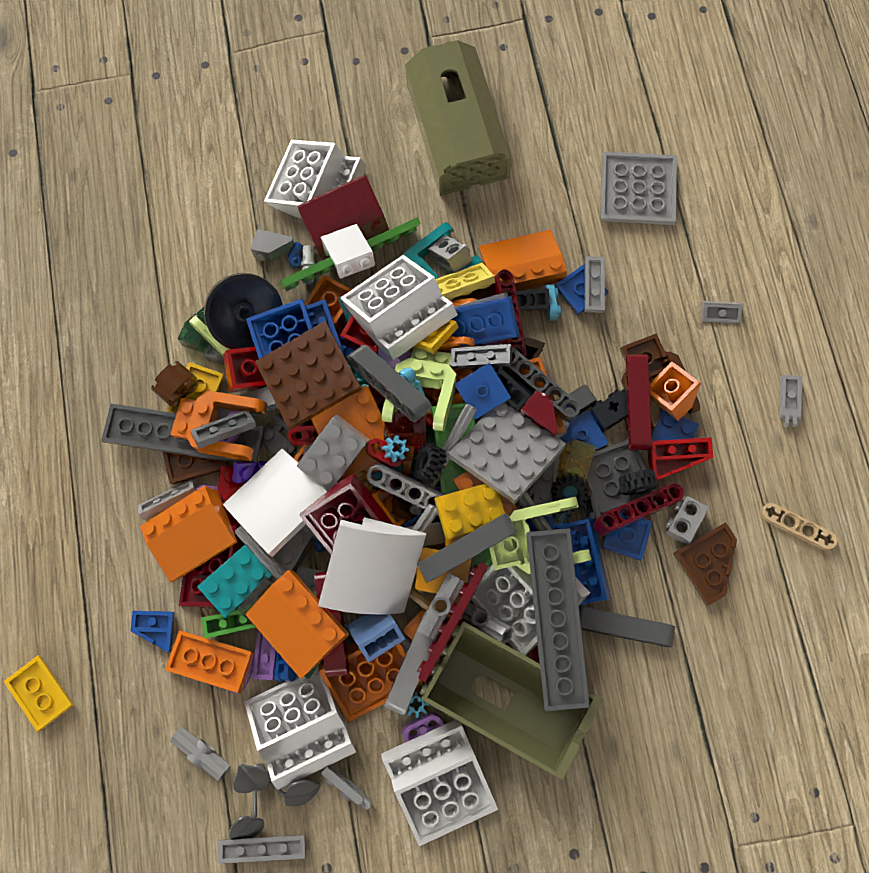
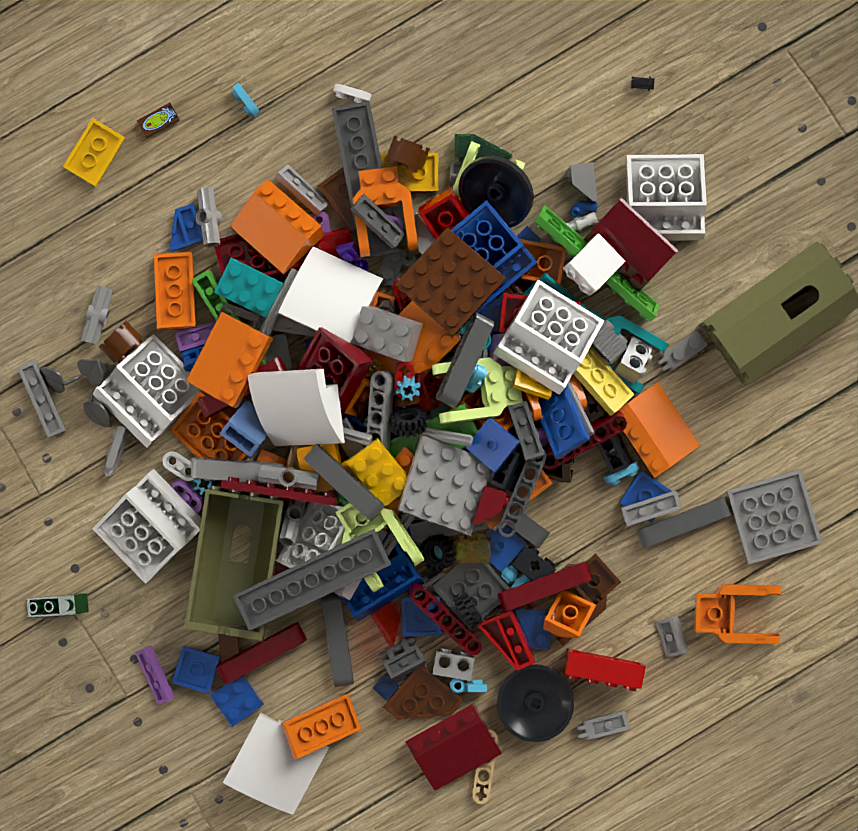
camera: 60 degrees right, 15 degrees up
(38, 616) = (158, 120): none -> tile
(65, 520) = (240, 94): none -> medium azure plate
(96, 422) = (344, 91): none -> white plate
(152, 599) = (208, 217): none -> light grey piece
(207, 170) = (642, 83): none -> black pin
(236, 737) = (120, 342): none -> reddish brown brick
(389, 725) = (179, 467): none -> white plate
(430, 261) = (609, 343): none -> light grey brick
(459, 216) = (682, 351): none -> light grey hinge
(599, 837) = (154, 675): none -> medium lavender plate
(601, 746) = (228, 646): none -> reddish brown tile
(607, 789) = (196, 669): none -> blue plate
(613, 712) = (261, 653): none -> dark red beam
(614, 435) = (510, 574): none -> medium azure plate
(617, 265) = (683, 522): none -> dark grey beam
(624, 568) = (387, 621): none -> clear red slope
(653, 757) = (236, 700): none -> blue plate
(669, 565) = (404, 662): none -> dark grey plate
(686, 593) = (386, 687): none -> dark blue plate
(711, 675) = (320, 726): none -> orange plate
(713, 261) = (716, 613): none -> orange plate
(715, 505) = (475, 685): none -> medium azure plate
(736, 740) = (268, 769): none -> white slope
(737, 377) = (605, 669): none -> red brick
(750, 454) = (535, 703): none -> black dish
(770, 548) = (453, 747): none -> dark red slope

